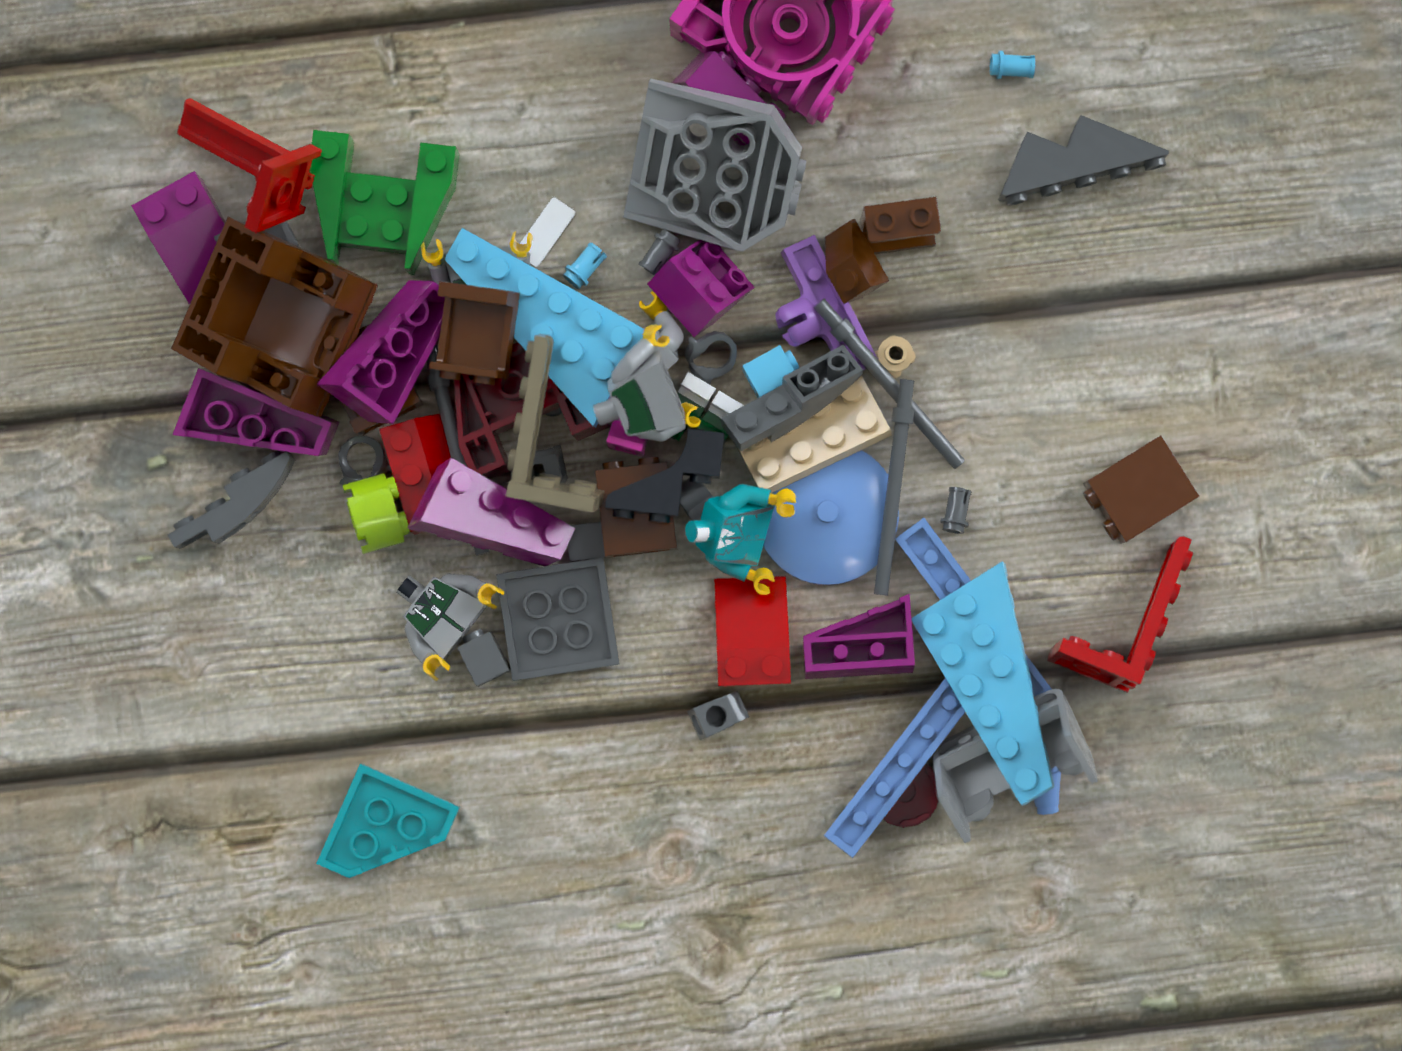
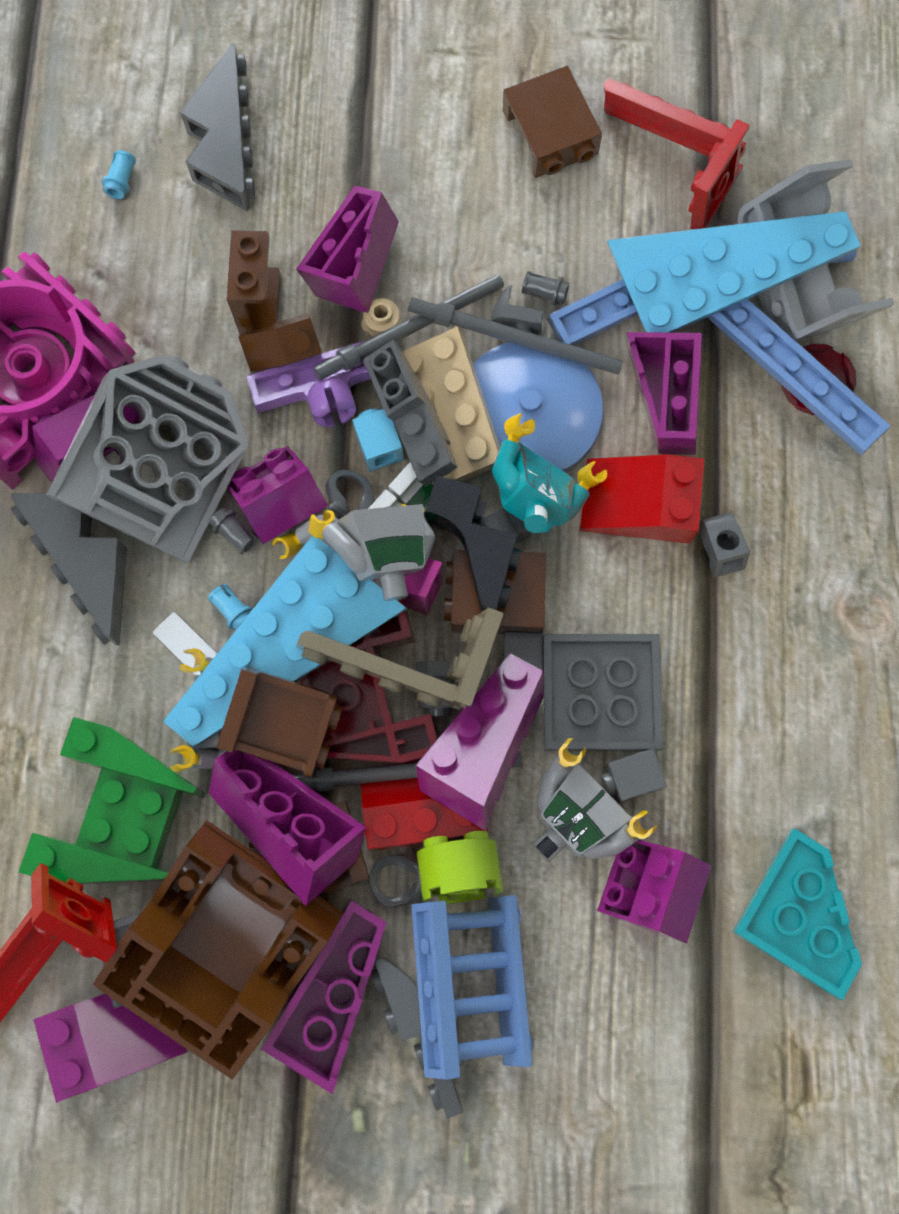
camera: 85 degrees left, 10 degrees down
(269, 506) = (435, 986): none -> medium blue fence
(386, 690) = (655, 889): none -> magenta slope
(601, 127) = (88, 563): none -> dark grey slope
(912, 491) = (516, 316): none -> dark grey plate
(957, 314) = (351, 250): none -> magenta wedge

